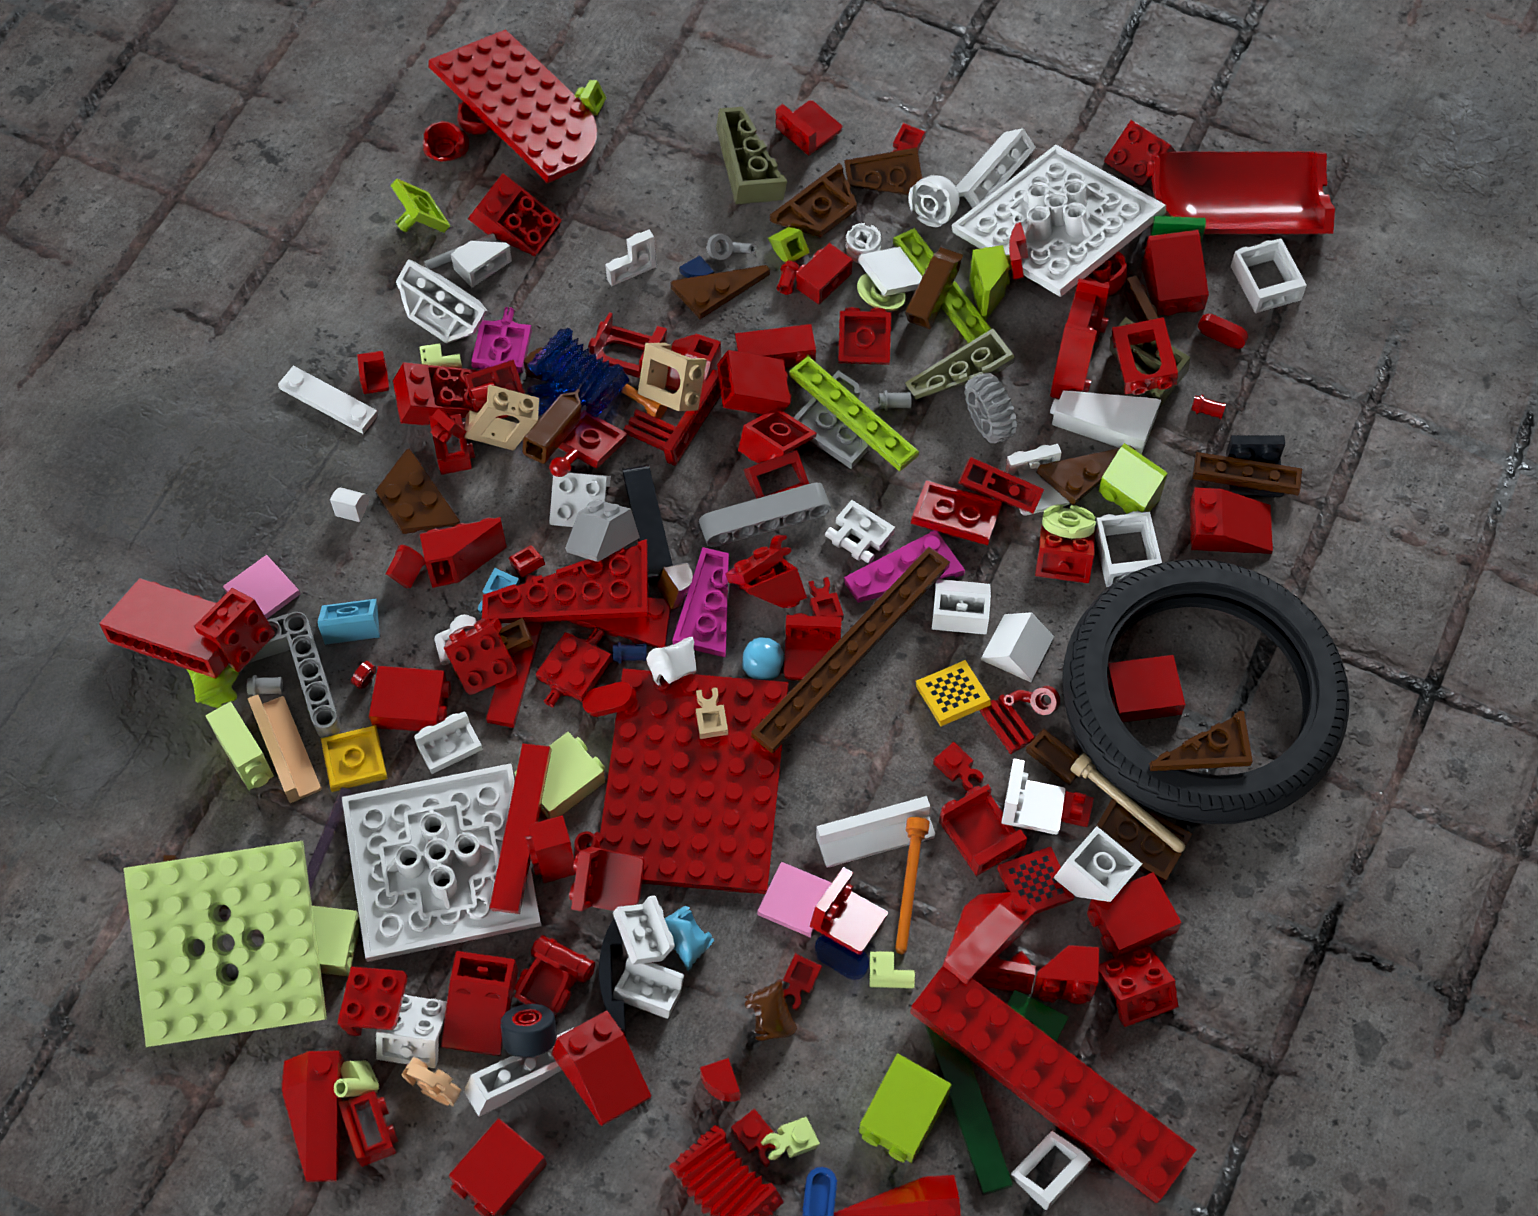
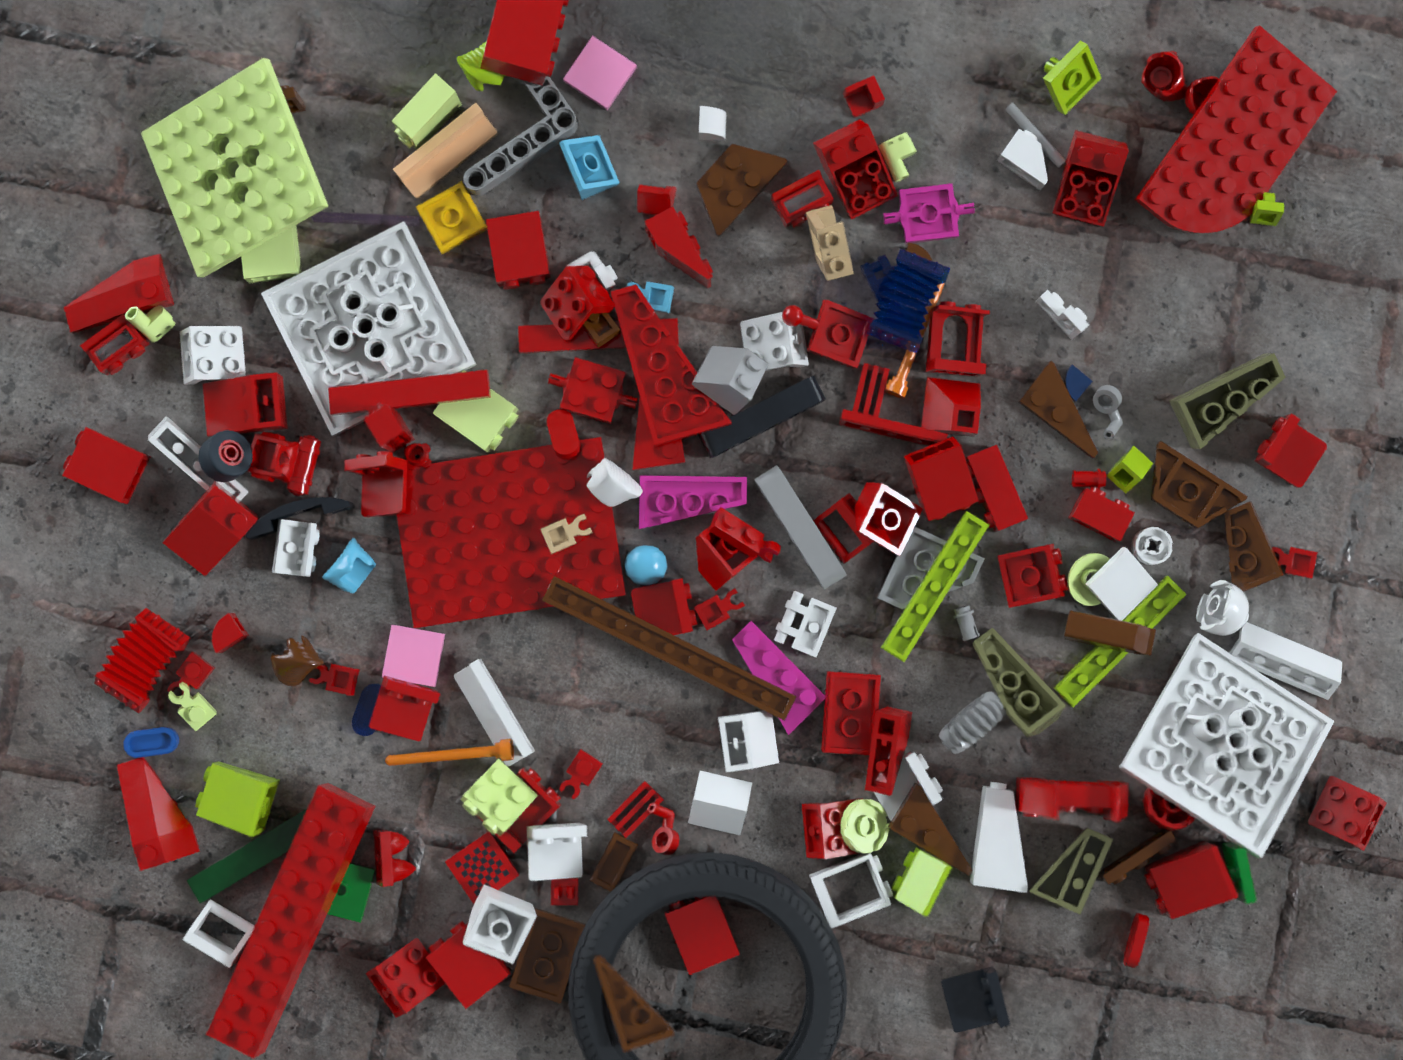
camera: 75 degrees right, 25 degrees up
(236, 627) = (528, 67): red bracket -> none
(264, 685) = (501, 112): light grey pin -> none
(328, 399) = (824, 62): white plate -> none
(363, 675) = (533, 199): red tile -> none
(372, 999) = (218, 313): red bracket -> none
(434, 1085) = (158, 386): light nougat plate -> none
(438, 303) = (960, 137): white wedge -> none
(446, 427) = (807, 192): red tile -> none
(447, 742) = (483, 299): white bracket -> none
(500, 375) = (868, 226): red plate -> none
(526, 561) = (692, 312): red tile -> none
(553, 427) = (831, 296): reddish brown piece -> none
(630, 652) = (619, 438): dark blue pin -> none
(644, 931) = (335, 531): white bracket -> none
(654, 374) = (924, 377): tan panel -> none
(675, 584) = (697, 463): reddish brown brick -> none
(883, 973) = (362, 752): yellowish green piece -> none
(953, 693) = (652, 752): yellow tile -> none
(966, 839) = (498, 798): none -> yellowish green plate
(985, 931) = (416, 835): red wedge -> none
(989, 277) = (1134, 688): lime slope -> none
(1017, 250) = (1166, 712): red slope -> none
(1069, 976) = (391, 917): red slope -> none
(1085, 768) = (599, 892): tan piece -> none
(1142, 332) = (1055, 895): red panel -> none
(1208, 406) = (1040, 940): red pin -> none
(1229, 522) = (907, 985): red slope -> none
(1246, 190) = (1319, 934): red panel -> none
(1247, 473) = (967, 992): reddish brown tile -> none
(1276, 295) = (1213, 1008): white window -> none

